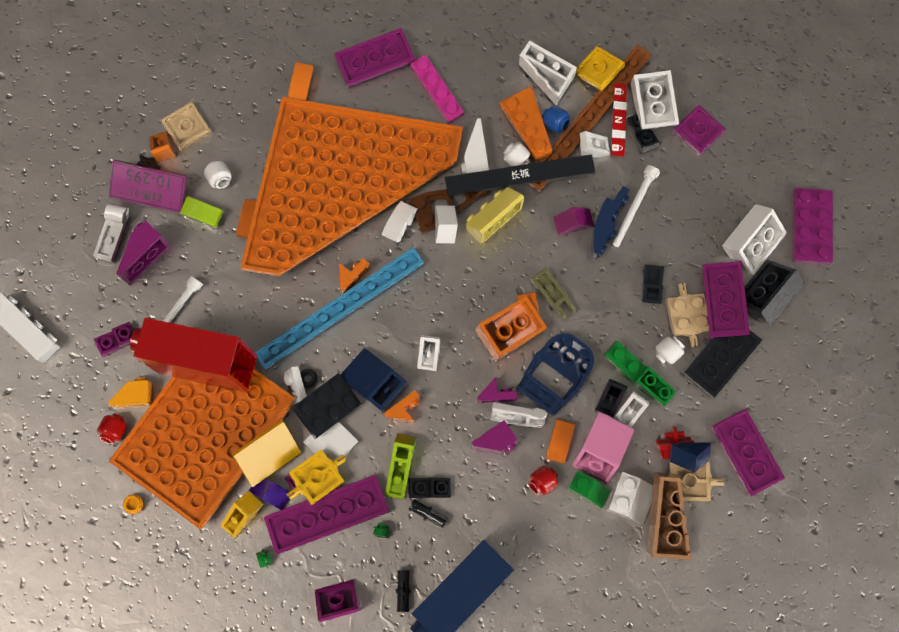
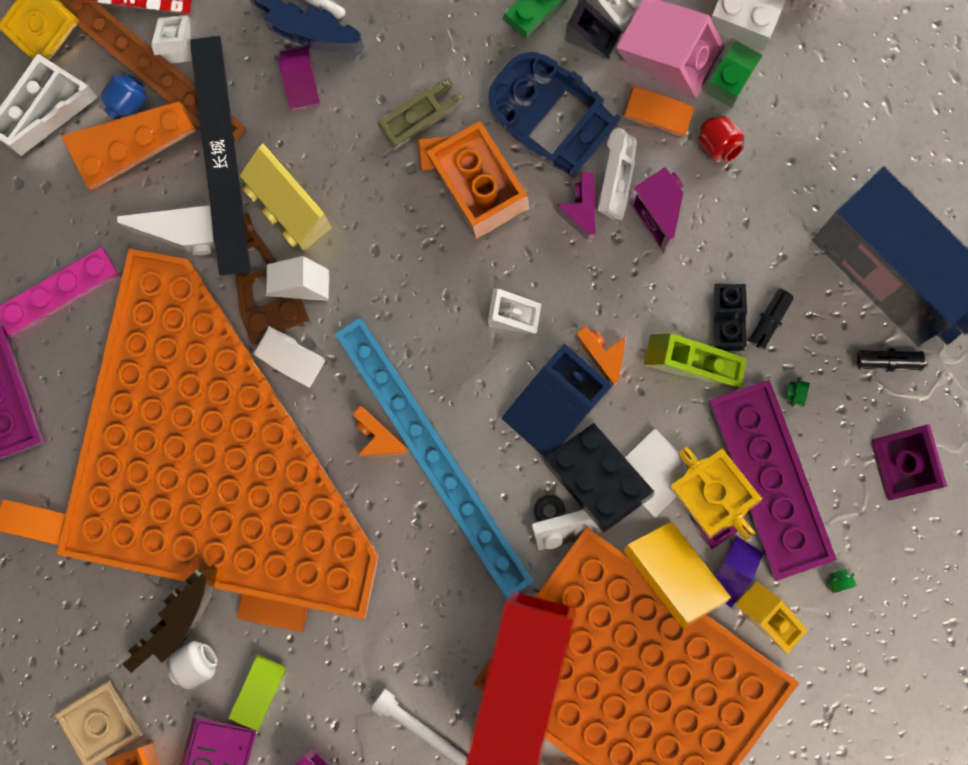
camera: 80 degrees left, 5 degrees up
(242, 163) = (178, 619): none -> dark brown slope
(516, 154) = (183, 162): white head -> none

